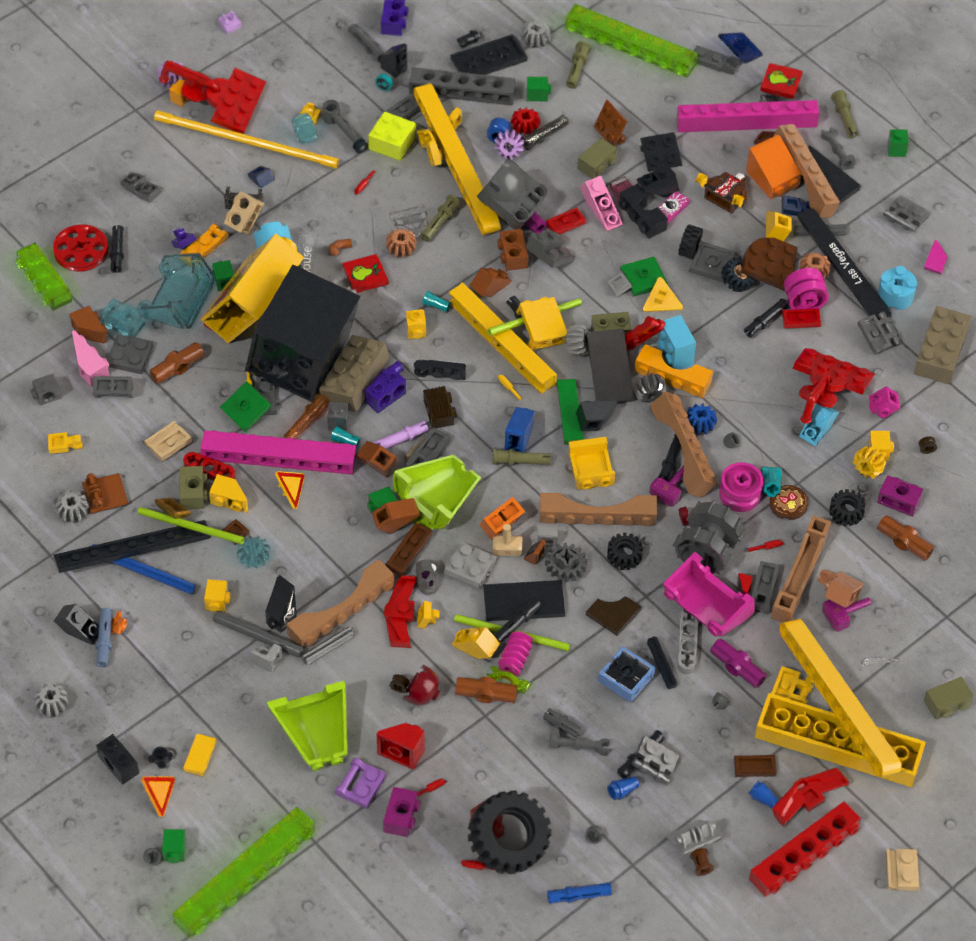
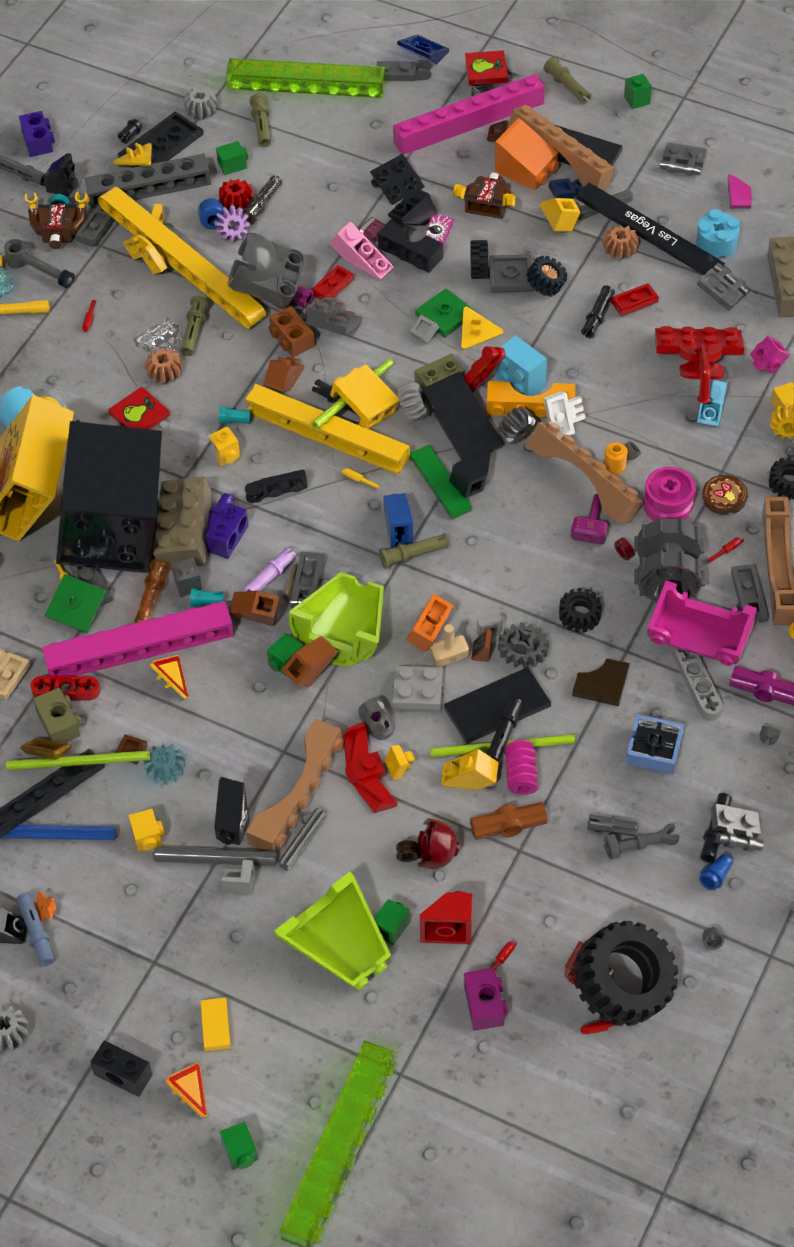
camera: 20 degrees left, 0 degrees up
(156, 855) = (222, 1166): dark grey hinge -> none
(160, 752) = (167, 1039): black plate -> none
(228, 494) = (104, 709): yellow slope -> none
(339, 244) = (93, 391): dark orange arm -> none
(361, 729) = (392, 920): none -> green brick
(365, 787) = (428, 984): medium lavender plate -> none
(375, 96) = (57, 221): none -> reddish brown torso
(392, 136) = (97, 256): neon yellow brick -> none
(409, 549) = (341, 695): reddish brown plate -> none
(438, 407) = (295, 527): dark brown brick -> none
(462, 64) = (140, 156): none -> yellow piece
(523, 685) = (545, 798): clear neon green arm -> none
(576, 893) = (723, 1017): blue pin -> none
(591, 463) = (493, 529): yellow panel -> none
(597, 158) = (334, 207): olive brick -> none
(611, 124) = (331, 167): dark orange hinge -> none
(636, 511) = (486, 590): medium nougat arch -> none
(662, 662) = (684, 717): black axle -> none
(669, 464) = (578, 498): black pin -> none
(690, 390) = (563, 412): none -> white hinge
(702, 418) = (588, 437): blue gear -> none
(714, 442) = (615, 458): none -> light orange brick
(744, 583) = (727, 597): red slope -> none
(769, 261) = (574, 253): reddish brown plate -> none
(771, 480) = (703, 481): teal piece -> none
(806, 289) = (627, 266): dark pink wheel -> none
(845, 162) = (593, 127): dark grey piece -> none

